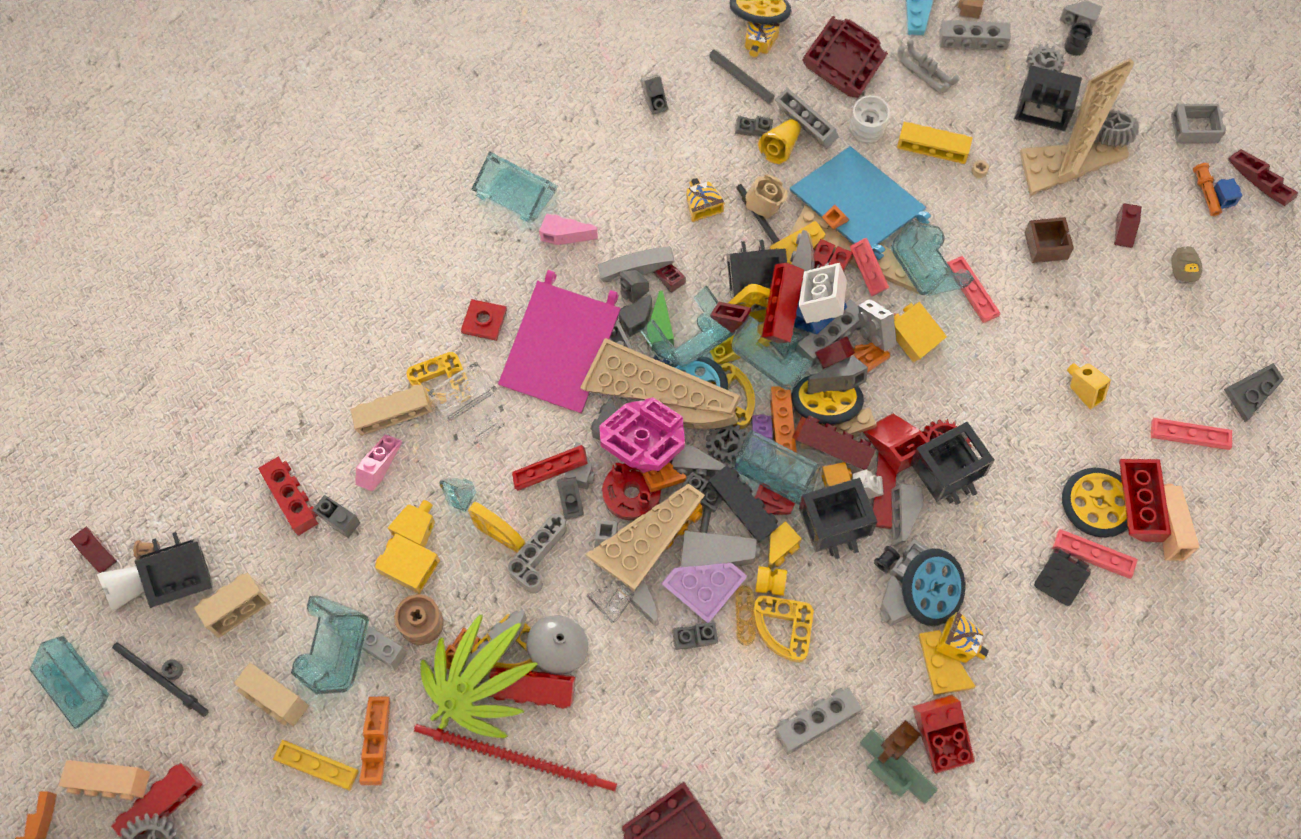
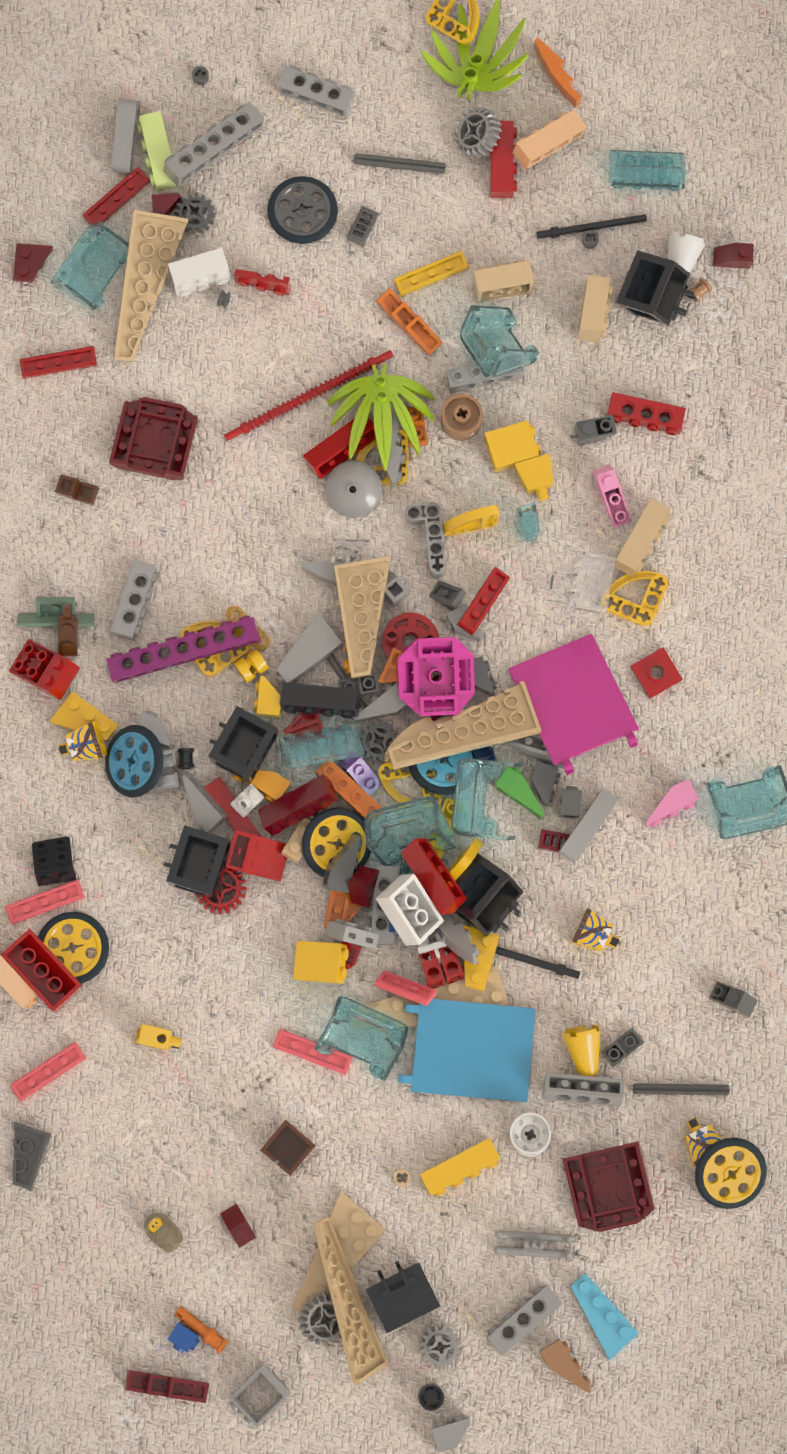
camera: 130 degrees right, 15 degrees up
(695, 636) = (268, 582): dark grey slope -> none
(704, 586) = (291, 616): lavender plate -> none
(730, 315) = (465, 832): dark red slope -> none
(766, 196) = (548, 967): tan brick -> none
(826, 638) = (250, 636): none -> magenta brick
(835, 217) = (471, 1009): orange slope -> none

